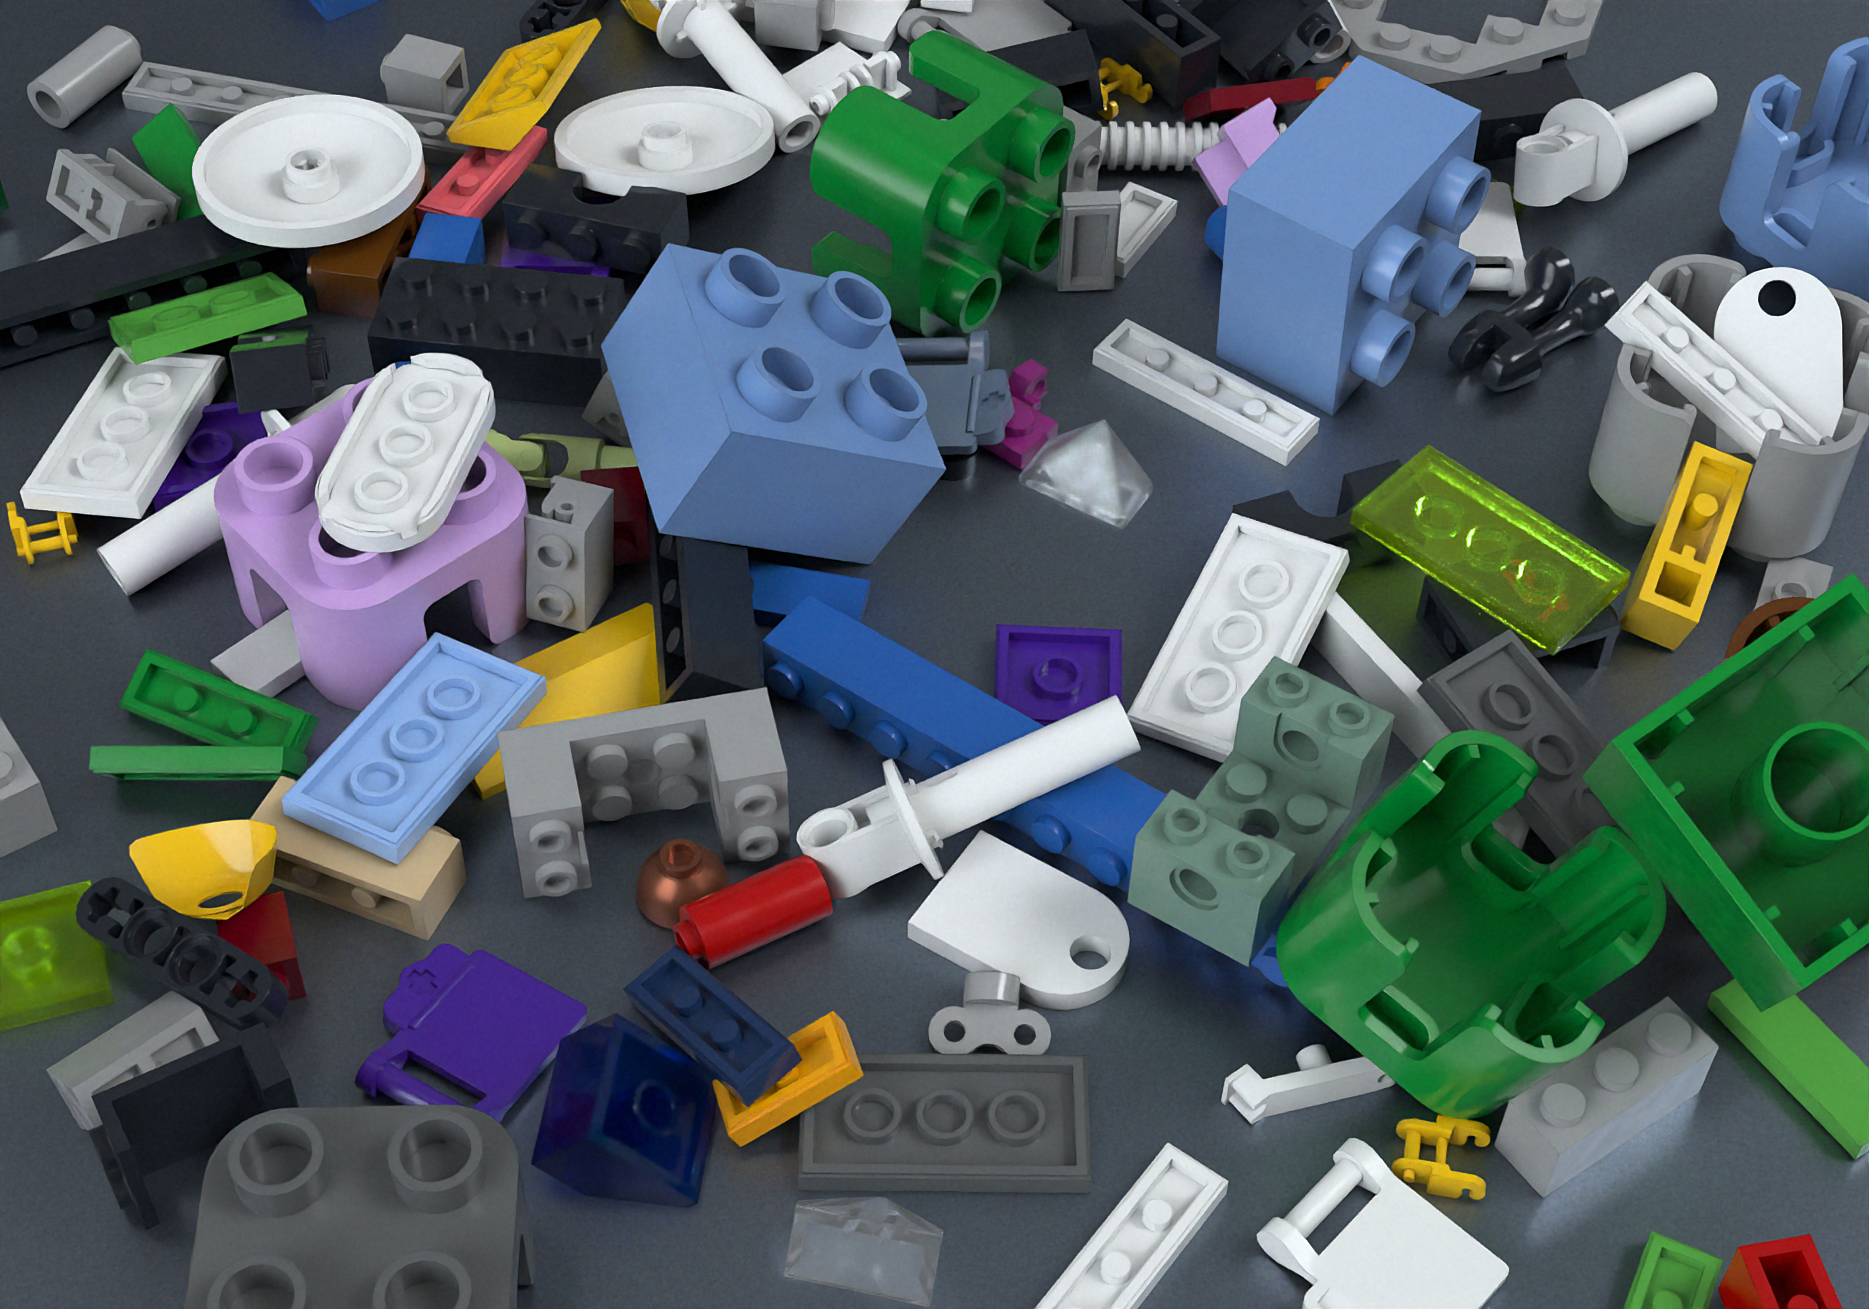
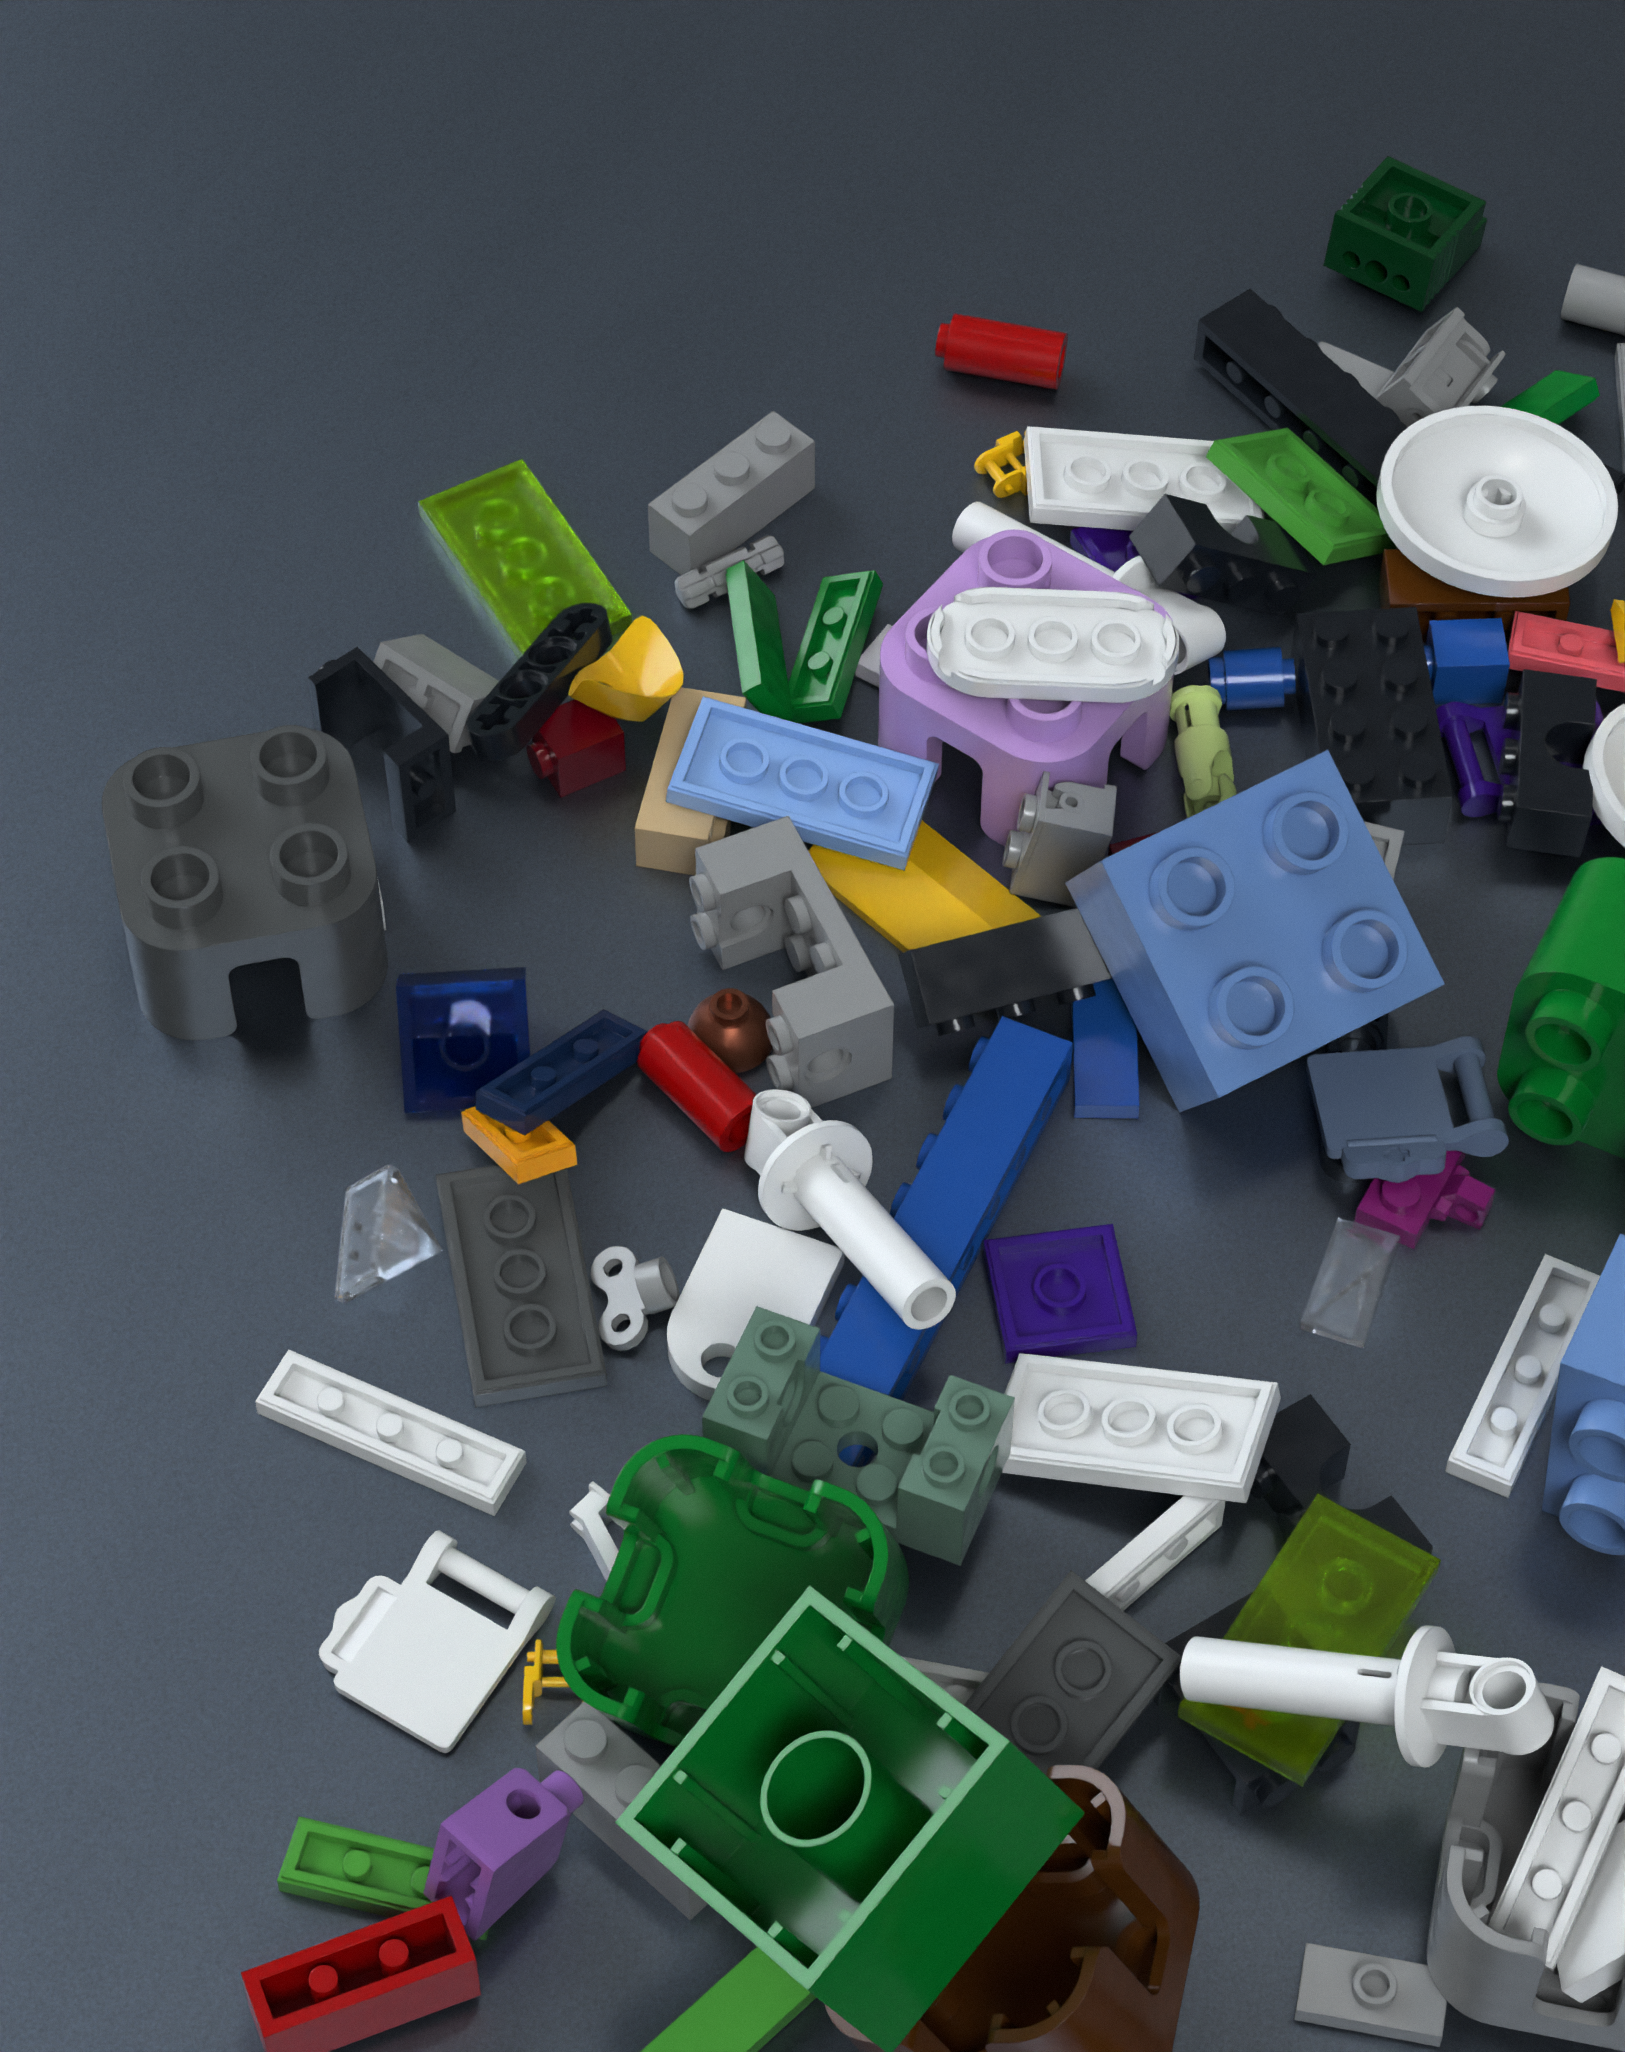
camera: 80 degrees right, 5 degrees up
(70, 786) = (694, 587): none -> light grey axle
(472, 1025) = (547, 916): dark purple piece -> none
(1634, 425) = (1428, 1695): none -> white piece
(1673, 1201) = (501, 1845): none -> medium lavender torso
(1685, 547) = (1364, 1836): yellow slope -> none

